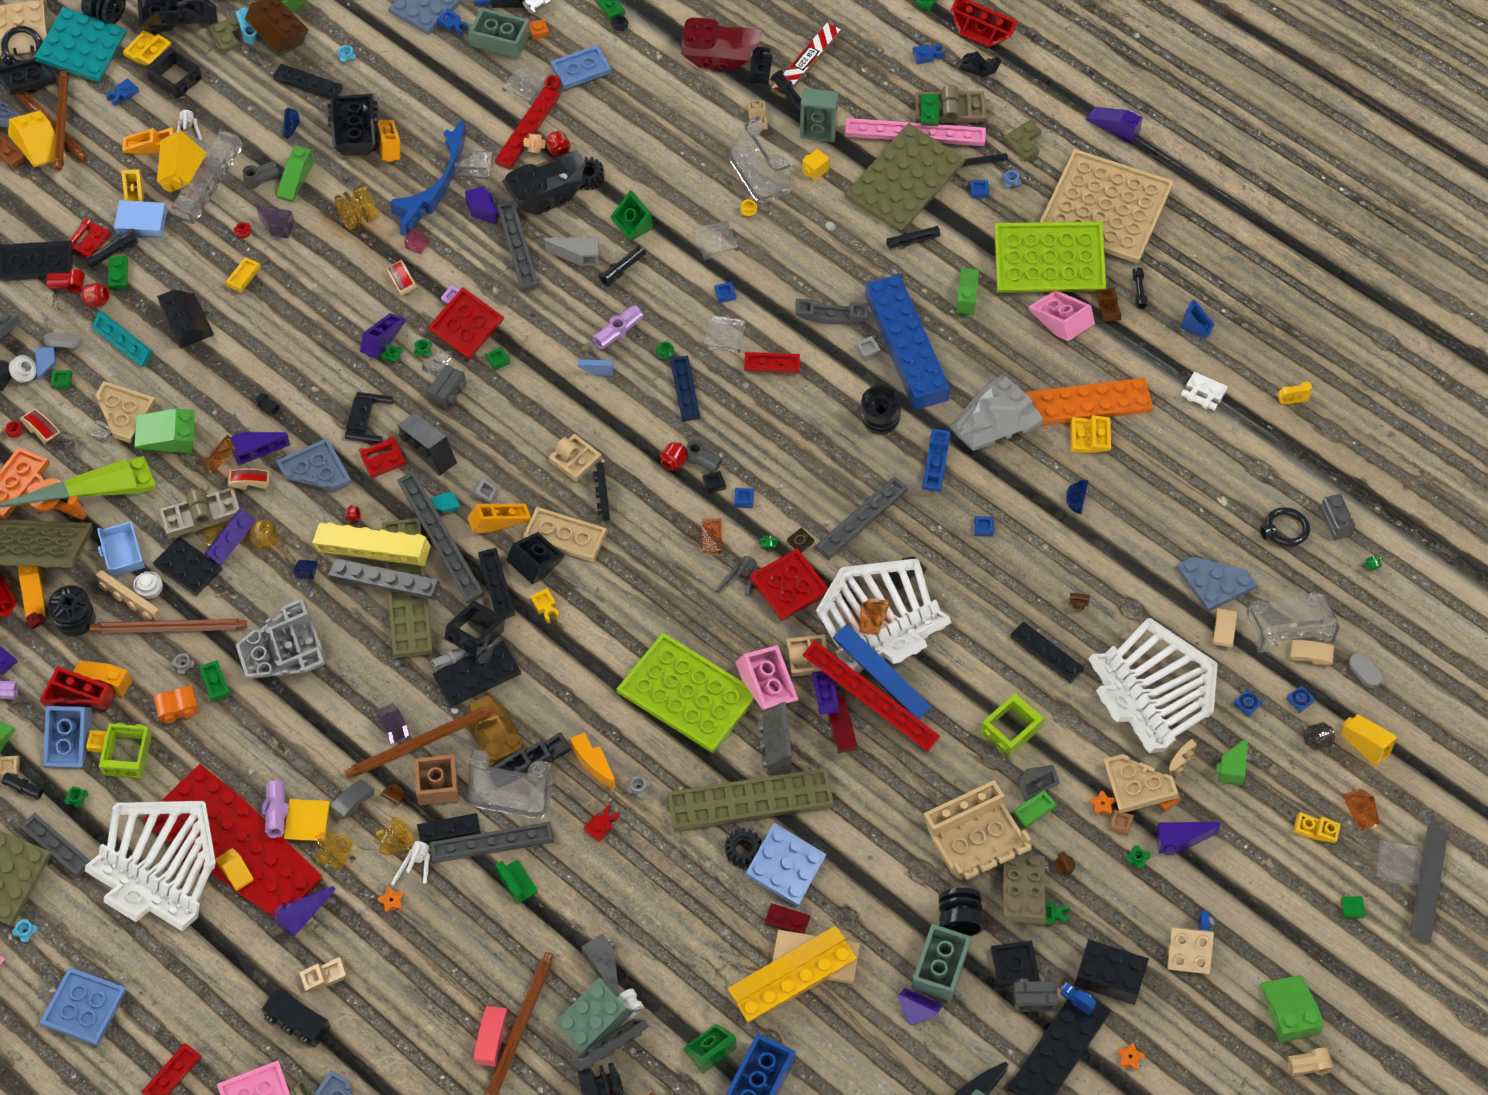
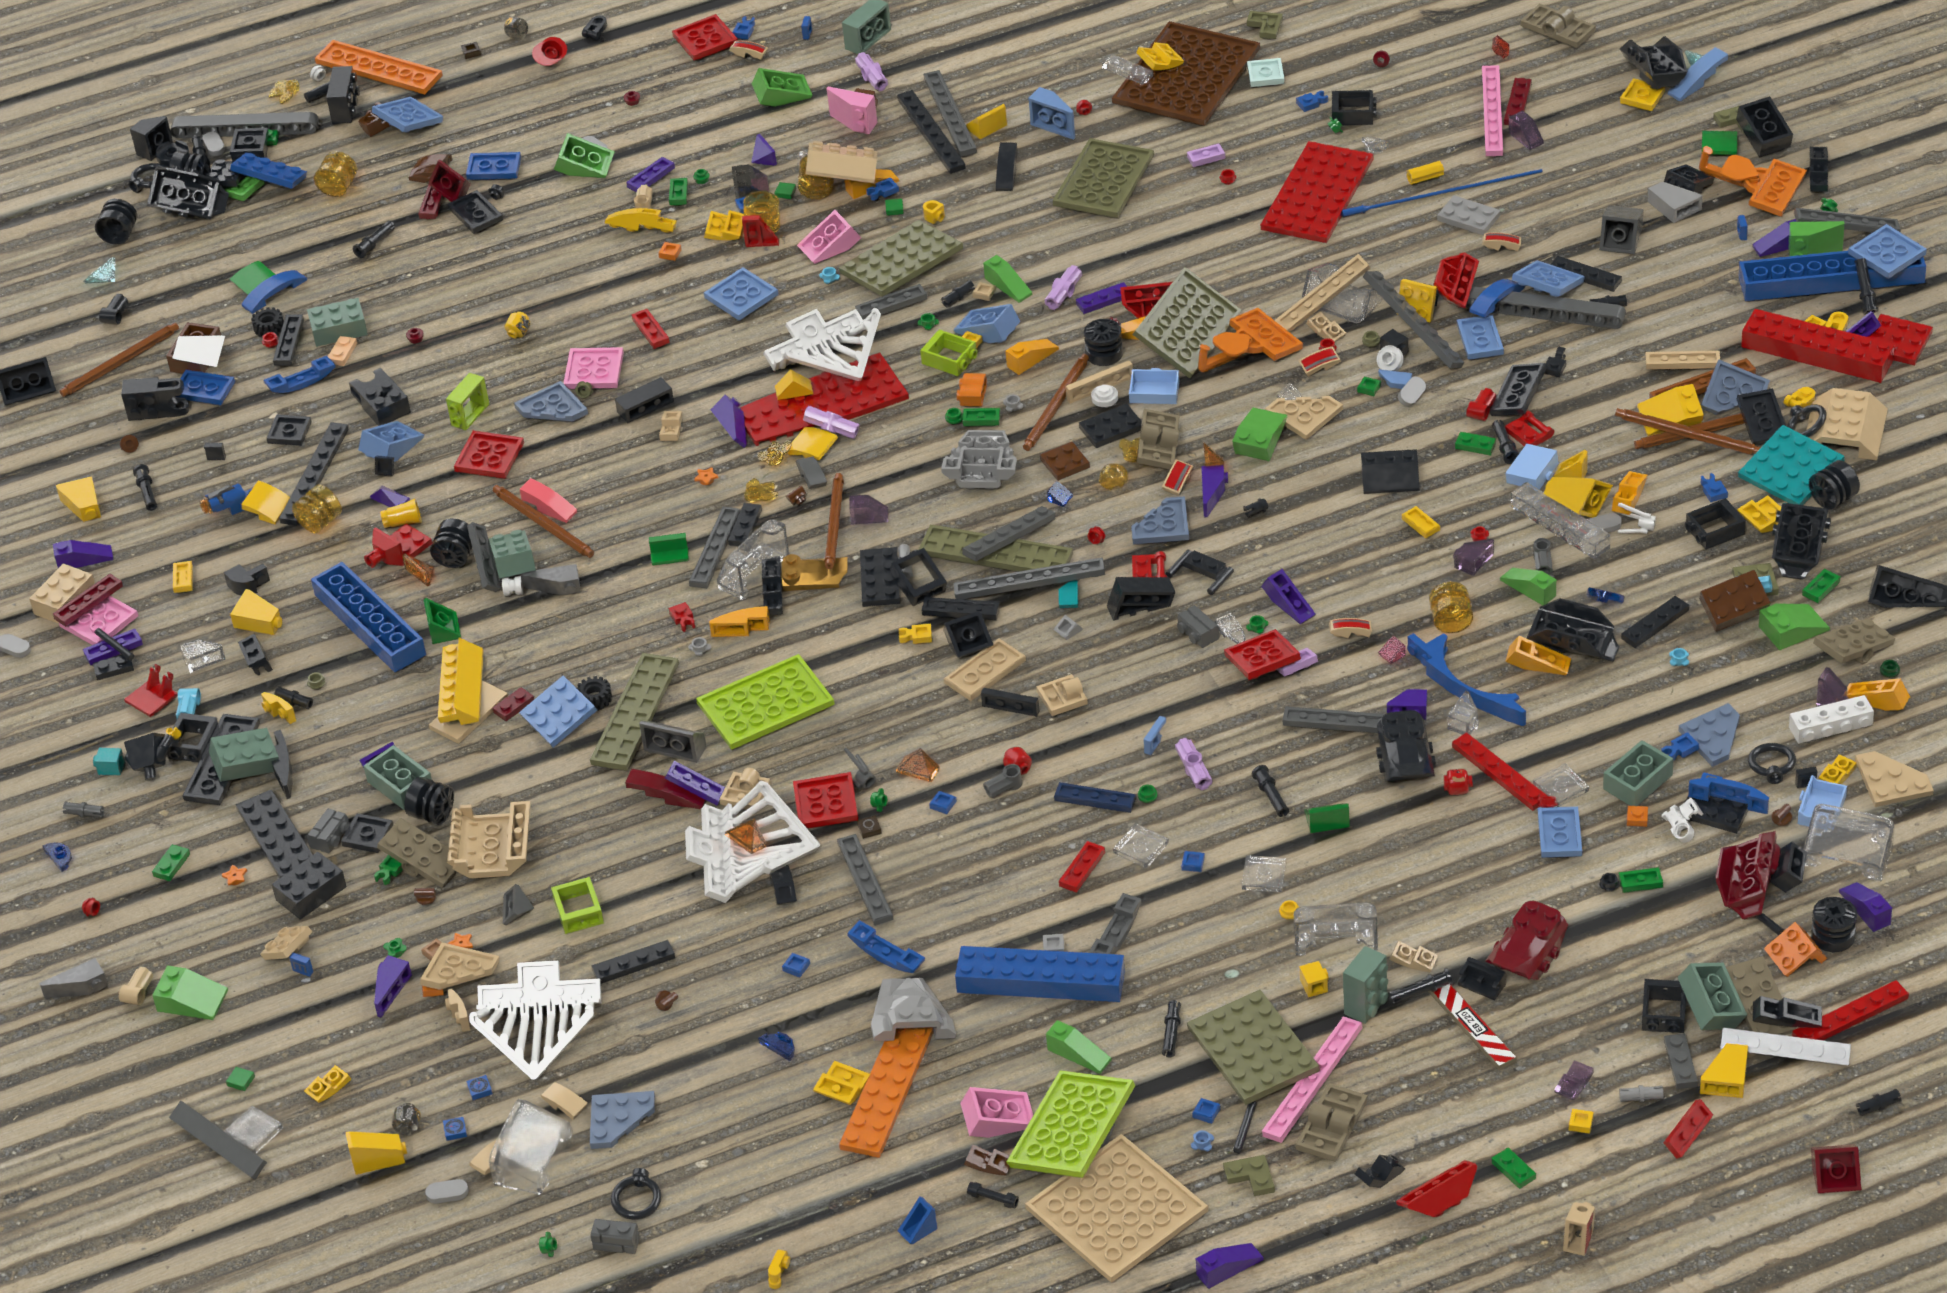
camera: 120 degrees right, 15 degrees down
(75, 690) = (1025, 327): red wedge -> none
(95, 295) = (1451, 419): red head -> none
(113, 479) = (1227, 394): lime plate -> none
(122, 339) = (1396, 427): teal plate -> none
(220, 707) = (953, 416): none -> green plate
(230, 536) = (1118, 450): dark purple plate -> none
(253, 585) = (1064, 461): none -> reddish brown plate
(372, 544) = (1047, 530): light yellow brick -> none
(392, 357) = (1263, 602): green plate -> none
(417, 854) = (733, 498): white plant -> none
(436, 779) = (796, 516): medium nougat brick -> none
(494, 517) = (1028, 624): light orange slope -> none
(497, 358) = (1213, 674): green tile -> none
(534, 143) = (1469, 762): light nougat gear -> none
(576, 250) = (1306, 762): light grey slope -> none
(595, 179) = (1407, 805): black tyre -> none
(714, 482) = (973, 786): black tile -> none
(766, 677) = (736, 748): bright pink slope -> none
(871, 696) = (670, 811): red plate -> none
(880, 409) = (967, 919): black wheel -> none
(881, 672) = (676, 829): blue tile -> none
(925, 54) = (1425, 1132): blue plate -> none
(929, 109) = (1330, 1093): green plate -> none
(1034, 809) = (491, 896): bright green tile -> none
(1083, 1001) = (296, 847): blue plate -> none
(1204, 387) = (836, 1202): white plate -> none
(1233, 765) = (425, 1046): bright green slope -> none
(1362, 808) = (321, 1127): clear orange slope -> none

